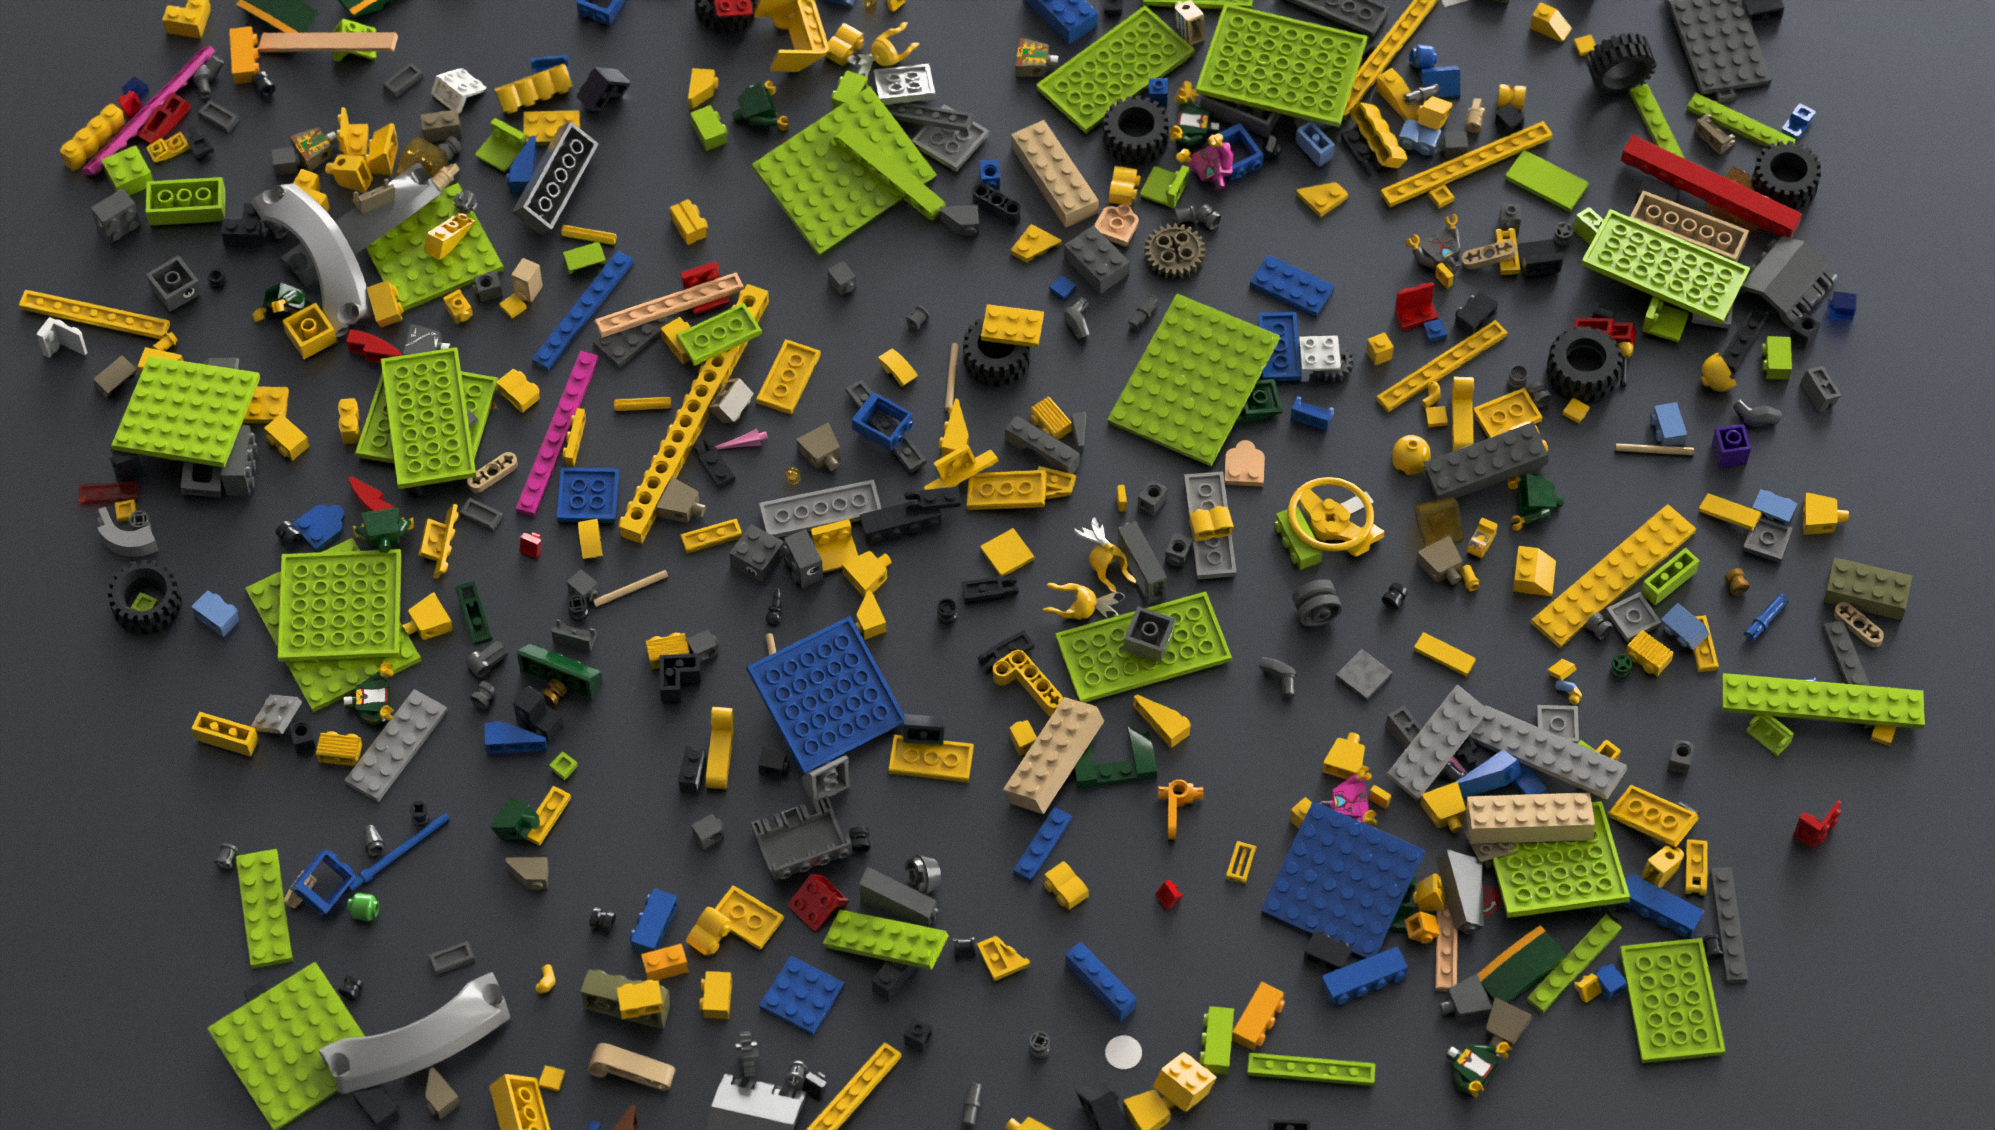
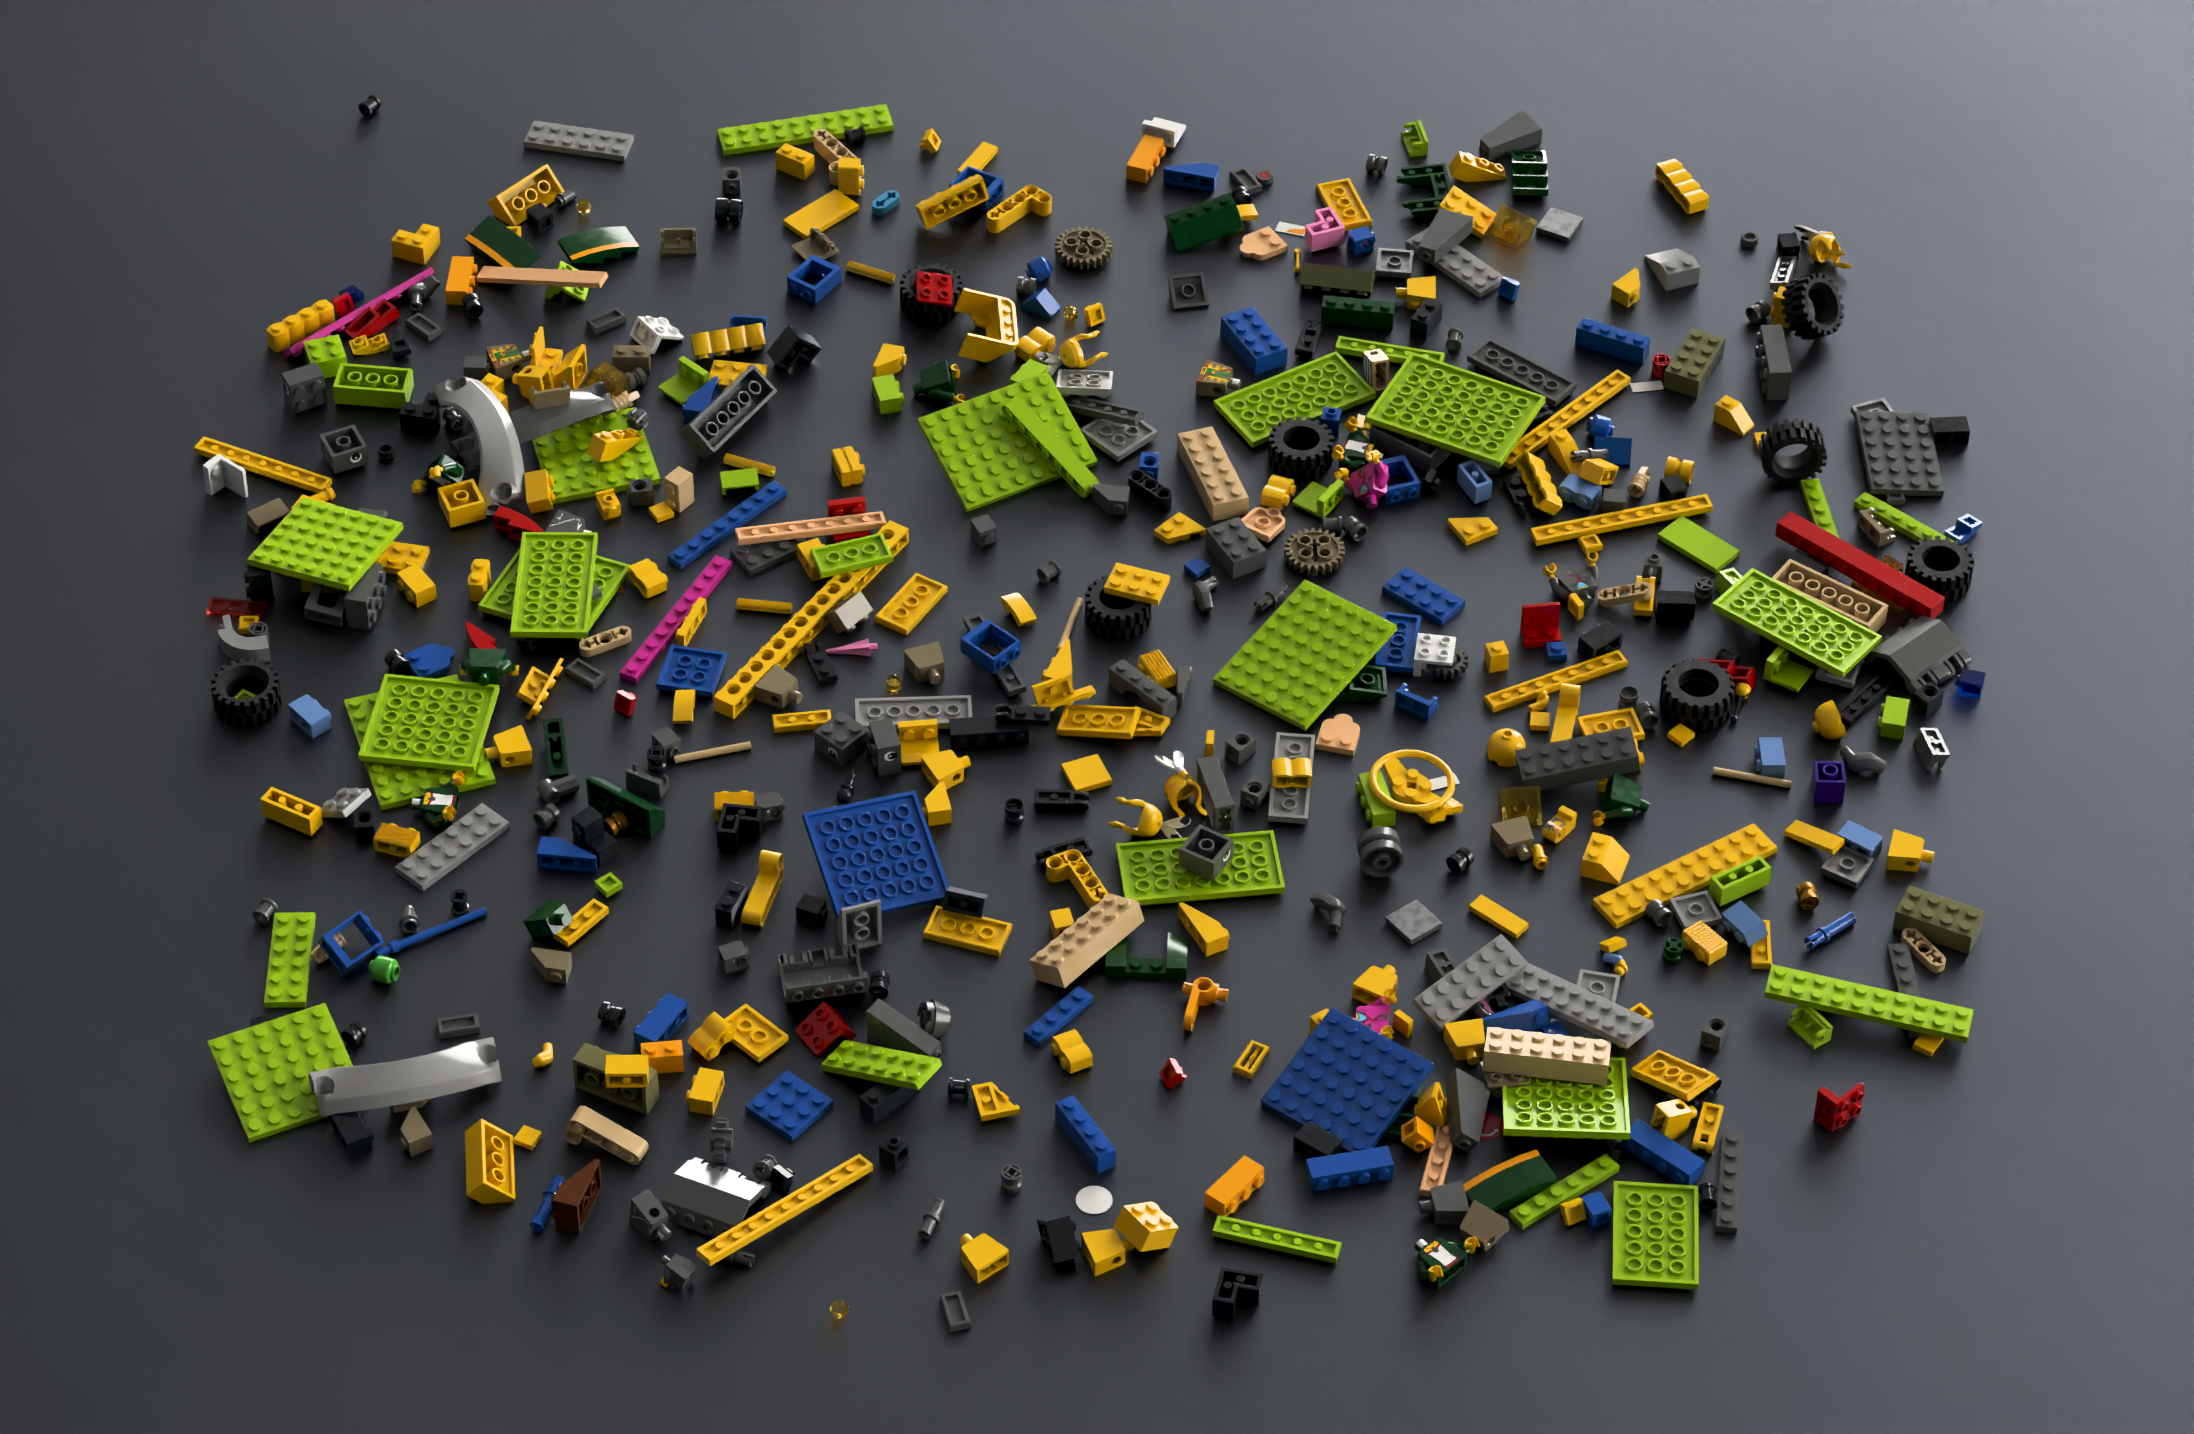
camera: 10 degrees right, 15 degrees down
(1217, 1040) = (1189, 1199): lime brick -> none

